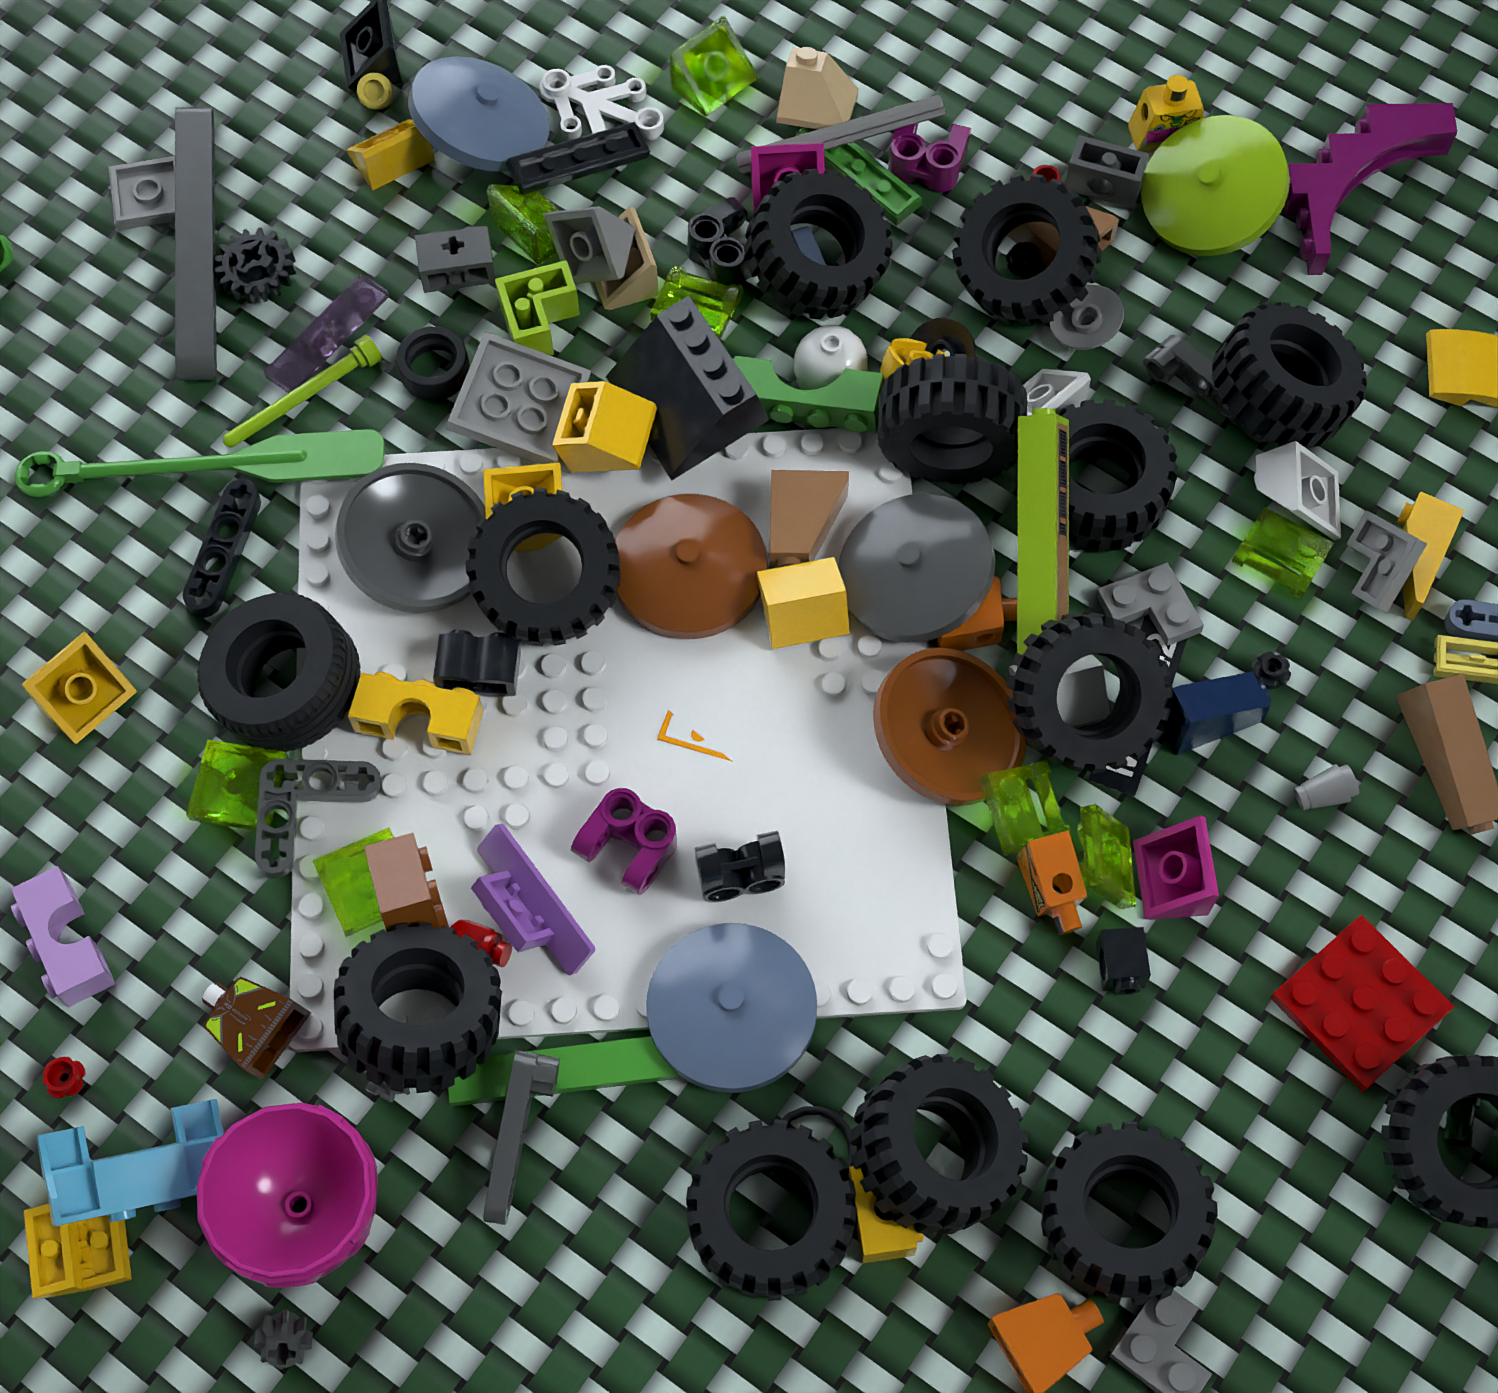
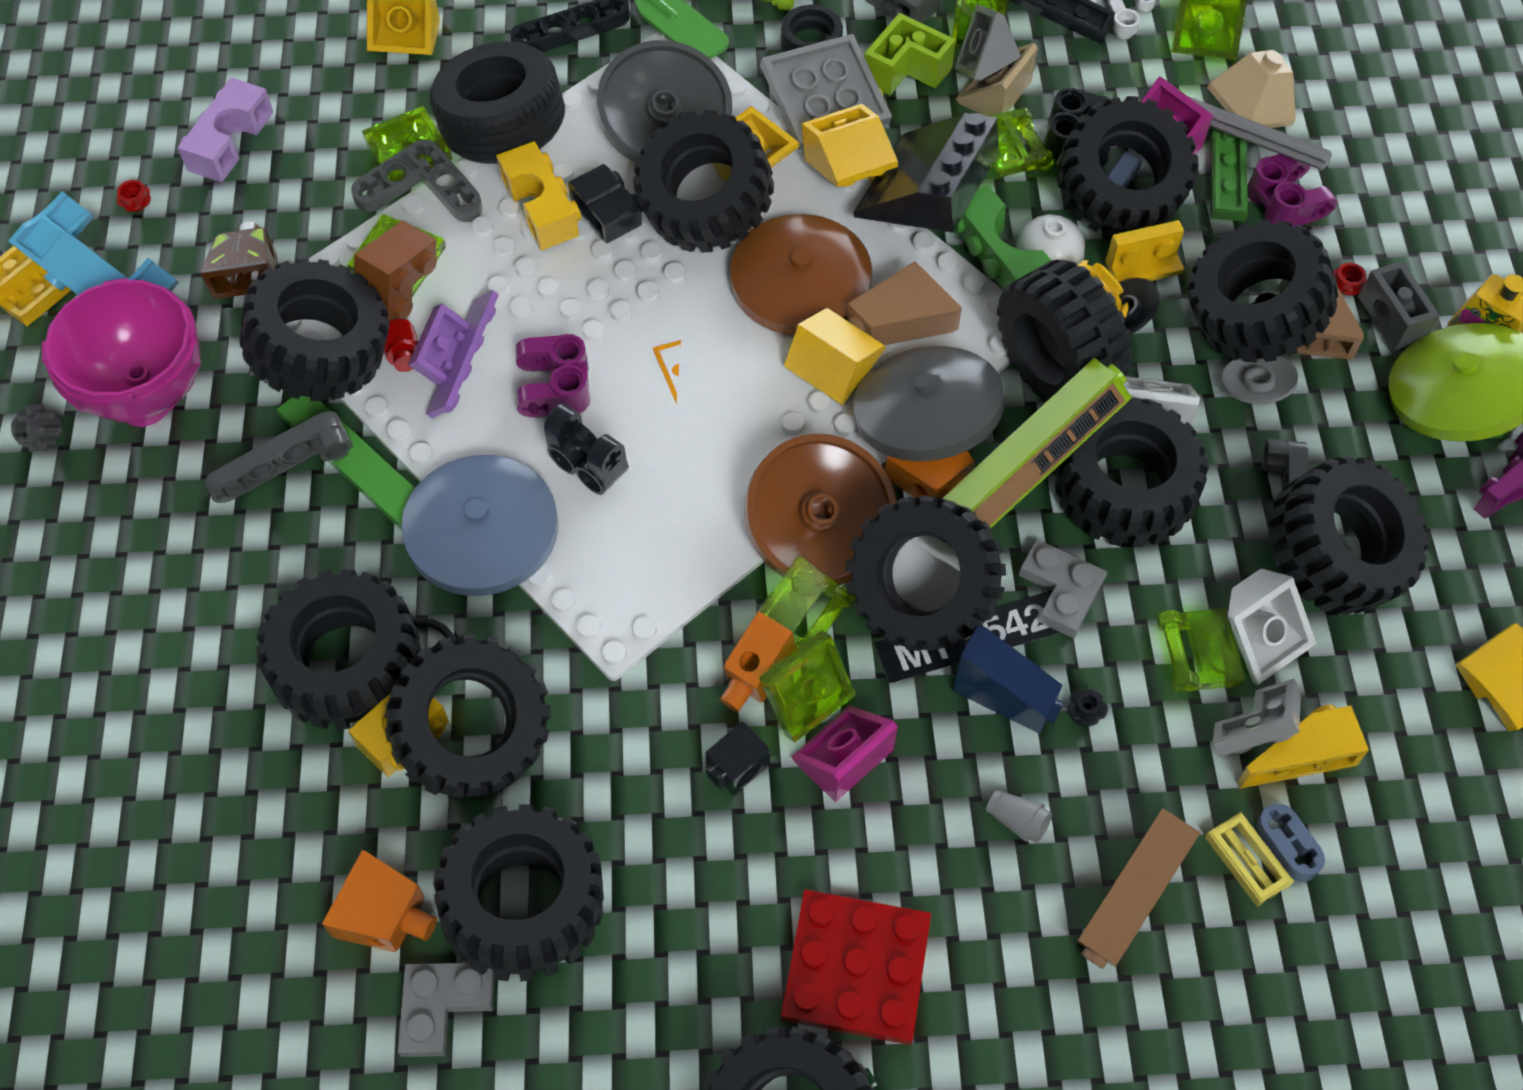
camera: 50 degrees right, 5 degrees down
(904, 300) = (1146, 252): none -> yellow bracket

